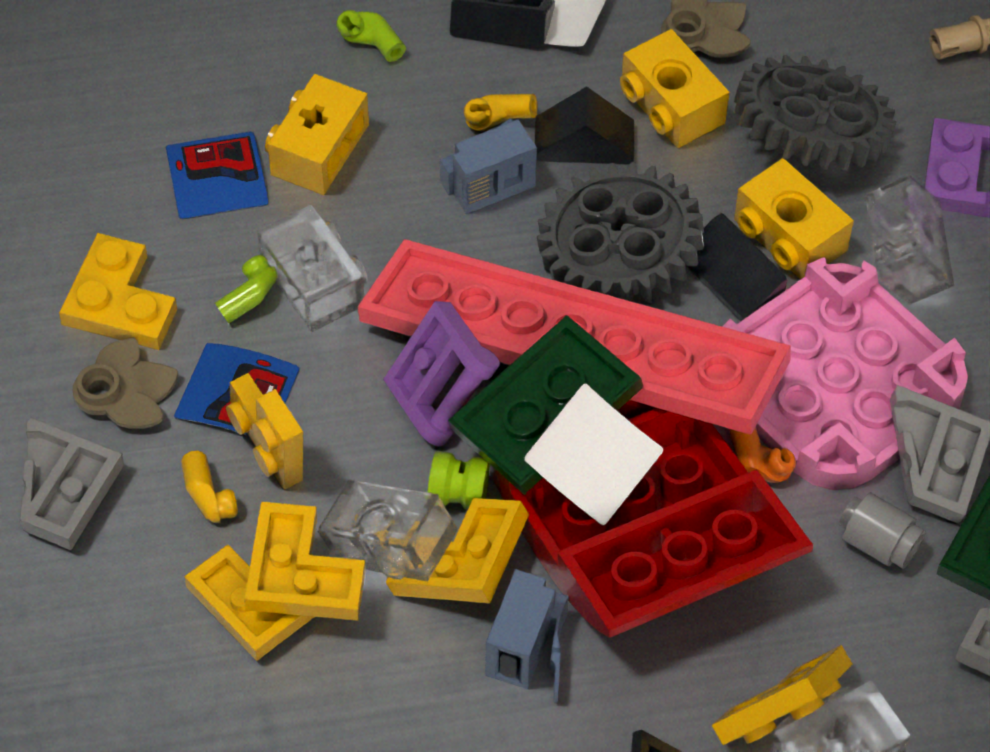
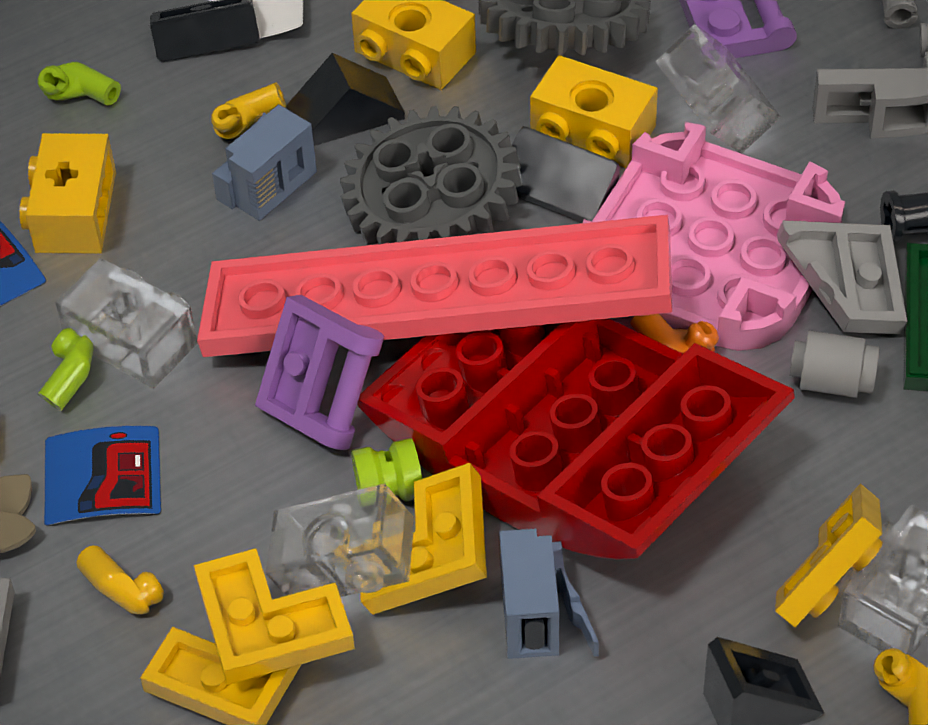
camera: 20 degrees left, 5 degrees down
(271, 429) = (165, 490): yellow plate -> none
(532, 391) = (448, 359): dark green tile -> none
(593, 454) = (524, 388): white sticker -> none

